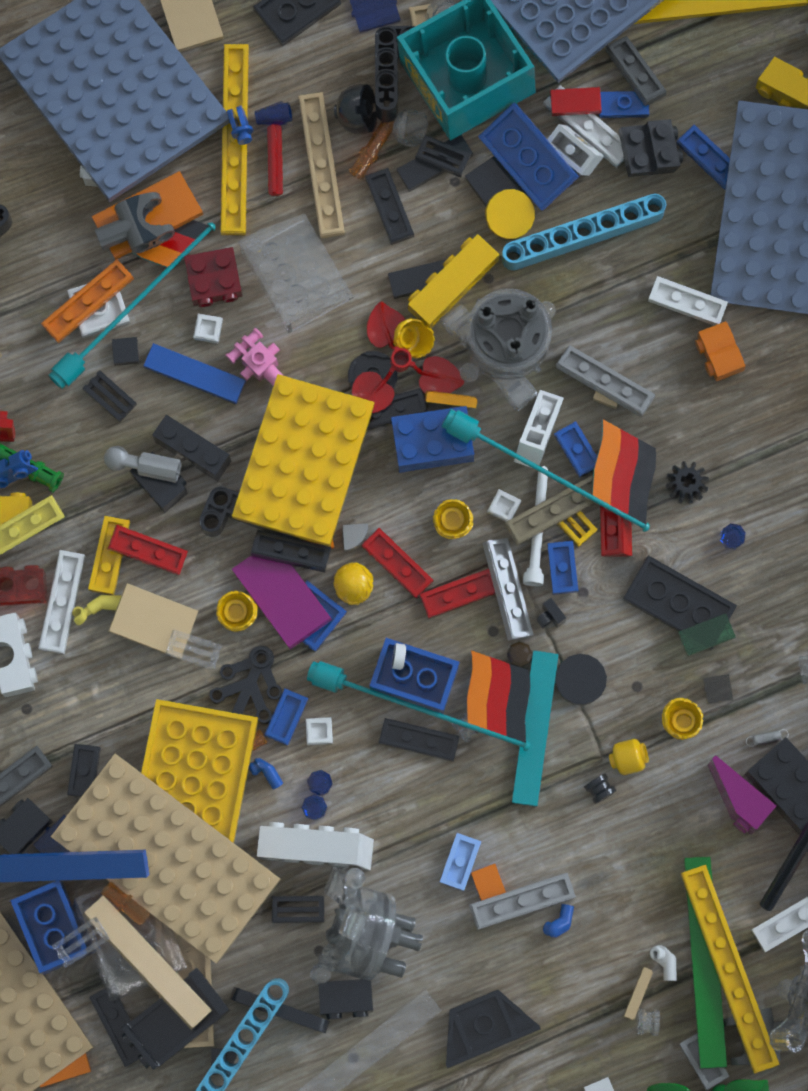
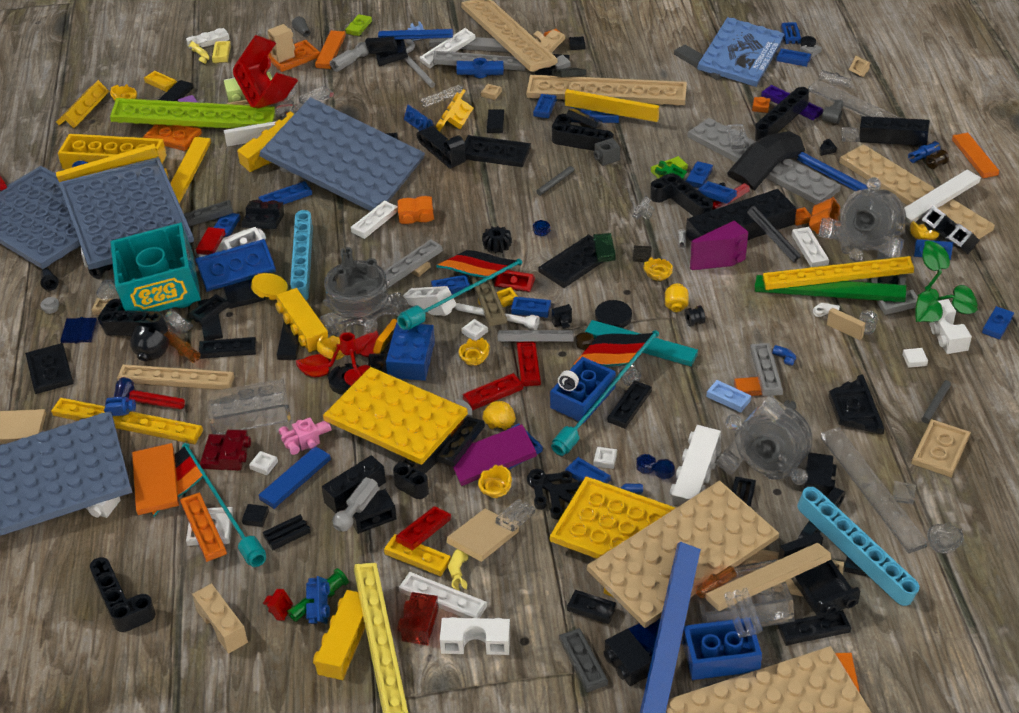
camera: 75 degrees left, 35 degrees down
(133, 227) = (160, 478): dark grey connector -> none

